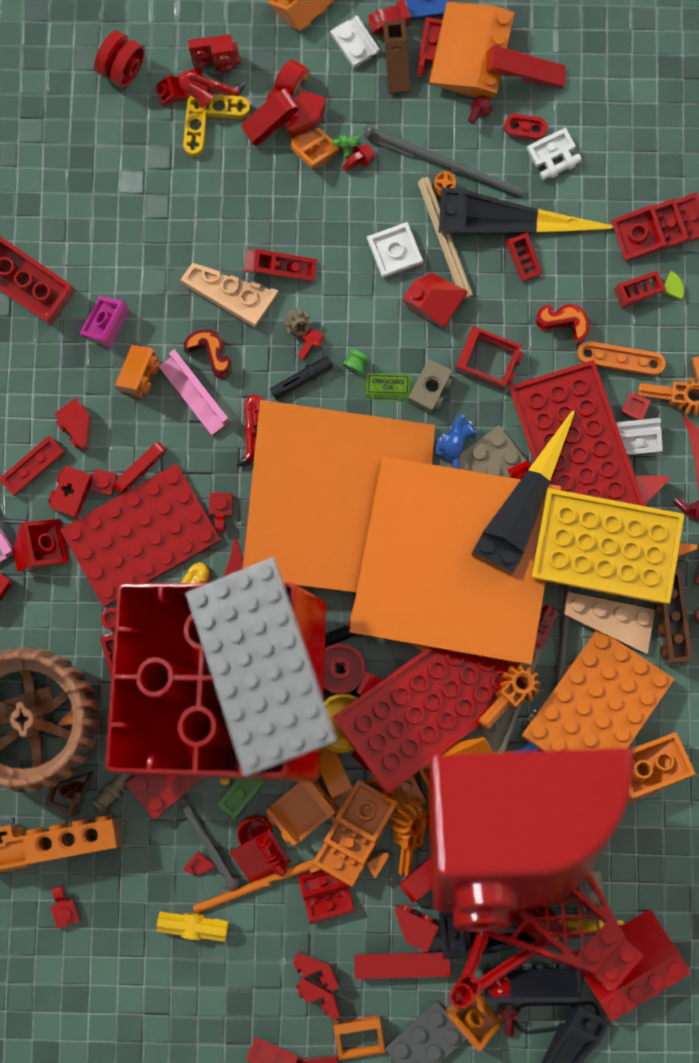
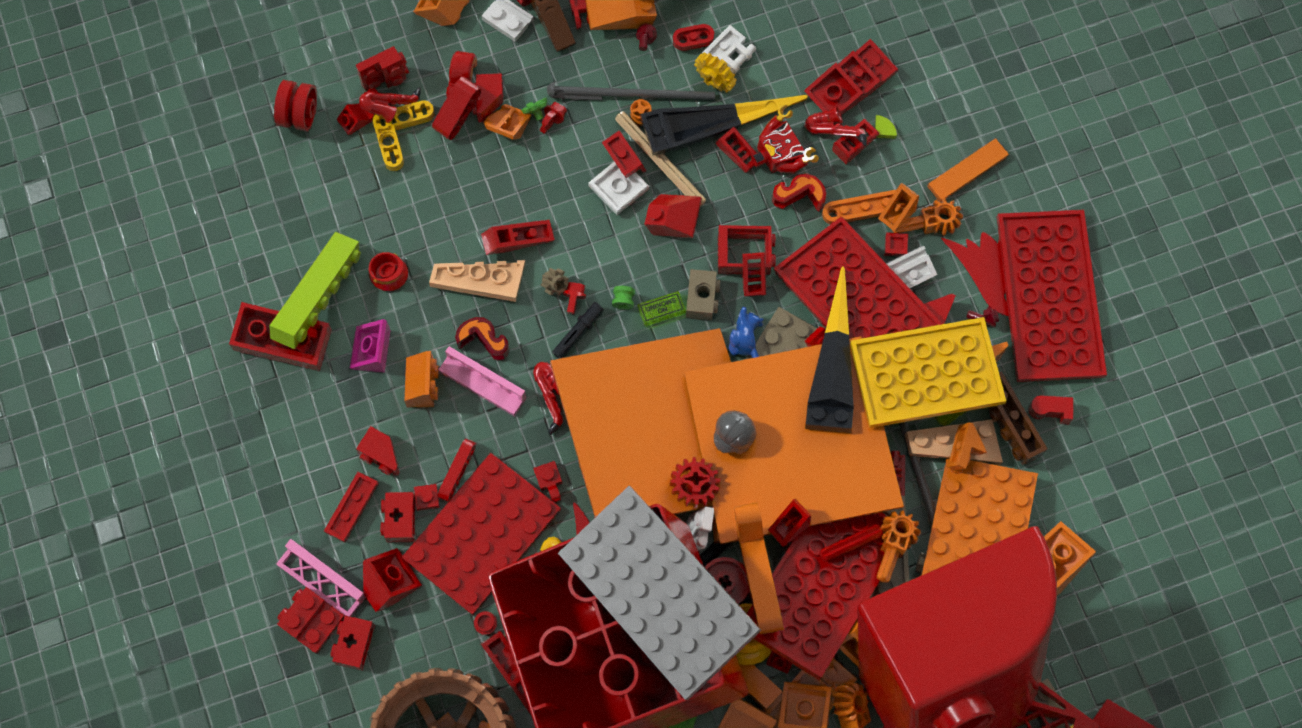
camera: 25 degrees left, 10 degrees down
(70, 249) = (314, 290): none -> lime brick
(147, 254) = (387, 271): none -> red piece
(338, 563) = (686, 483): none -> red gear
(338, 608) = (700, 524): none -> white plate
(370, 673) = (758, 568): none -> orange beam
(402, 534) = (734, 432): none -> dark grey hair
(410, 221) = (623, 154): none -> red panel
(418, 640) = (790, 523): none -> red slope
(469, 678) = (851, 543): none -> red axle
(481, 399) = (754, 289): none -> red slope
(530, 171) = (715, 72): none -> yellow gear
(564, 269) = (780, 146): none -> red torso
(616, 259) = (824, 124): none -> red piece
(618, 623) = (966, 442): none -> orange slope
(652, 373) = (899, 208): none -> orange slope

